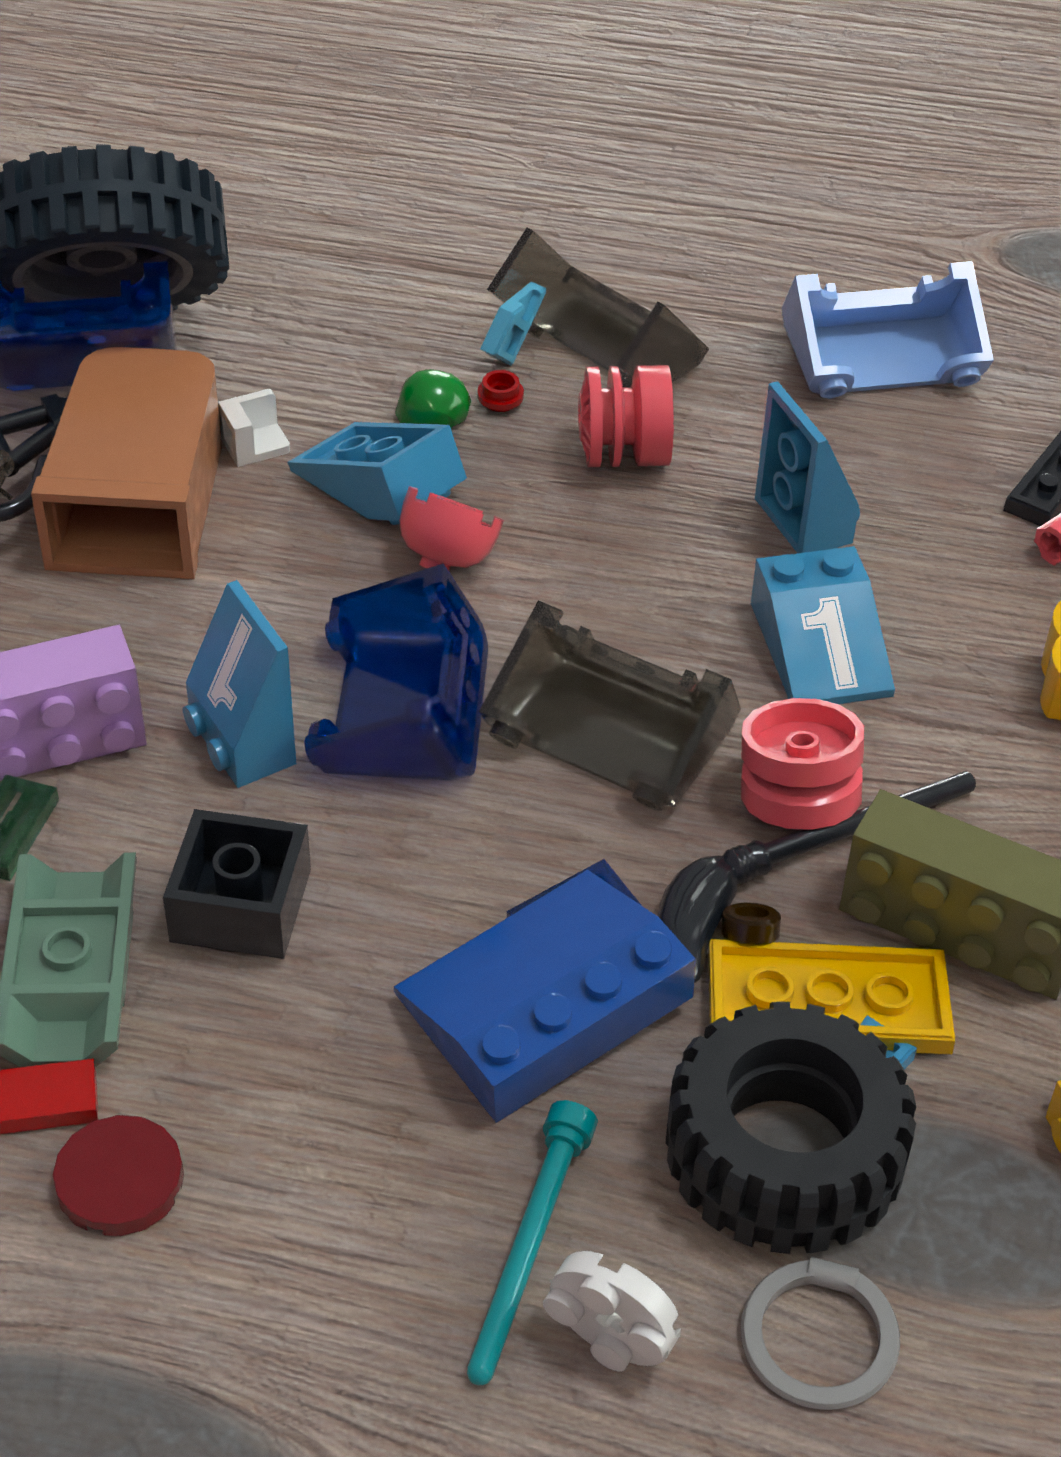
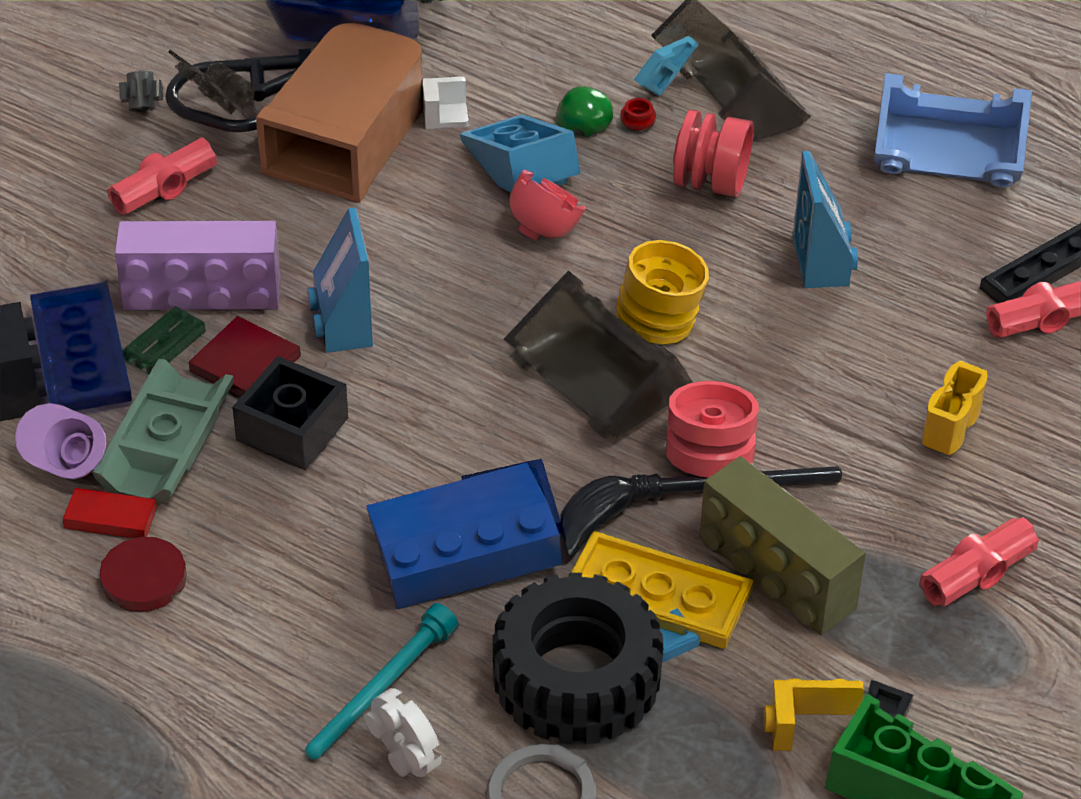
camera: 20 degrees right, 0 degrees up
(131, 815) = (243, 352): none -> dark red tile
(407, 681) = (478, 298): clear blue windscreen -> none
(653, 598) = (662, 291): none -> yellow wheel
(751, 923) = (626, 527): dark brown tile -> none
(822, 626) = (785, 340): dark azure slope -> none

